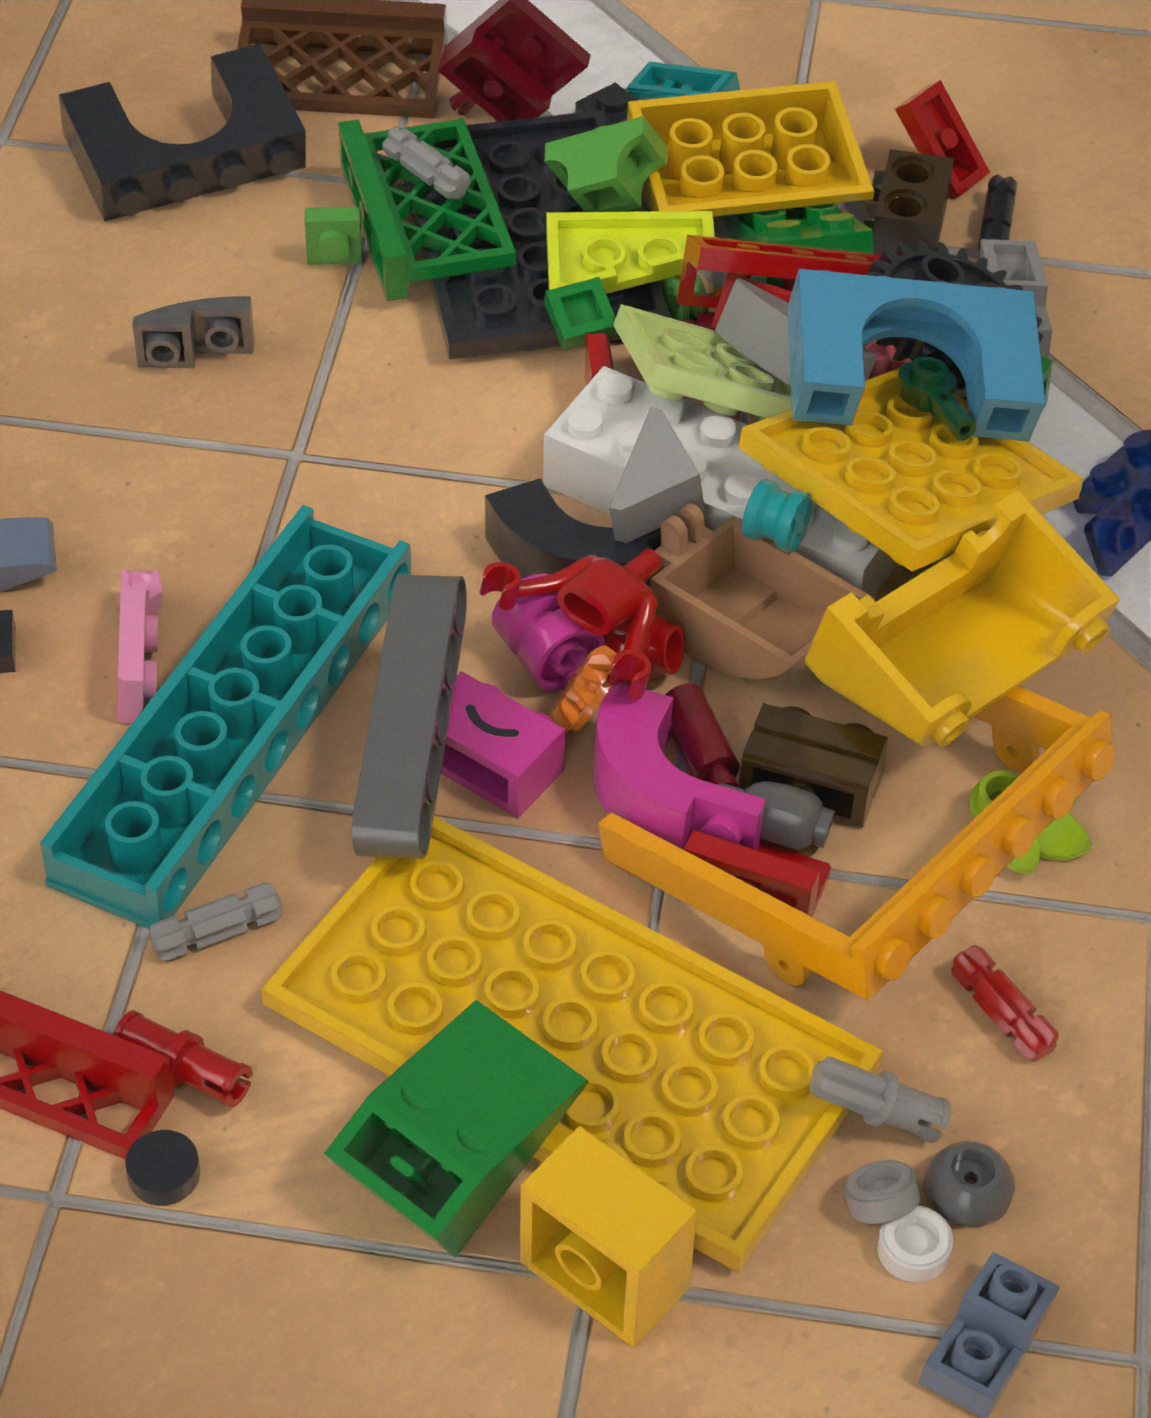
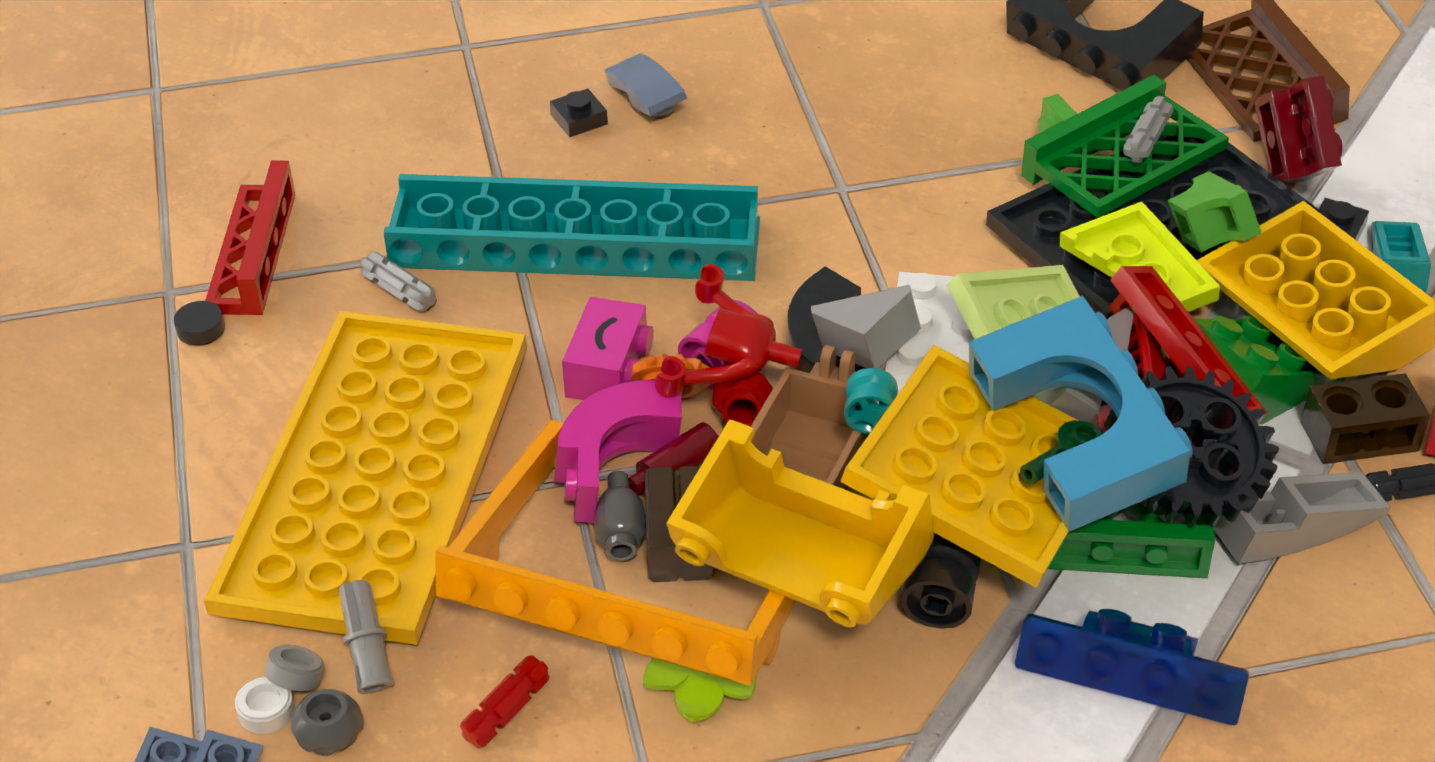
camera: 70 degrees right, 5 degrees down
(138, 633) = (612, 160): bright pink hinge -> none
(178, 331) = (910, 94): flat silver slope -> none
(189, 1059) = (278, 300): red pin -> none
(410, 717) = (554, 290): dark grey beam -> none
(456, 1125) = (241, 418): green slope -> none
(580, 311) = (1055, 249): green plate -> none
(607, 1235) = (181, 517): yellow brick -> none
(774, 870) = (557, 541): red panel -> none

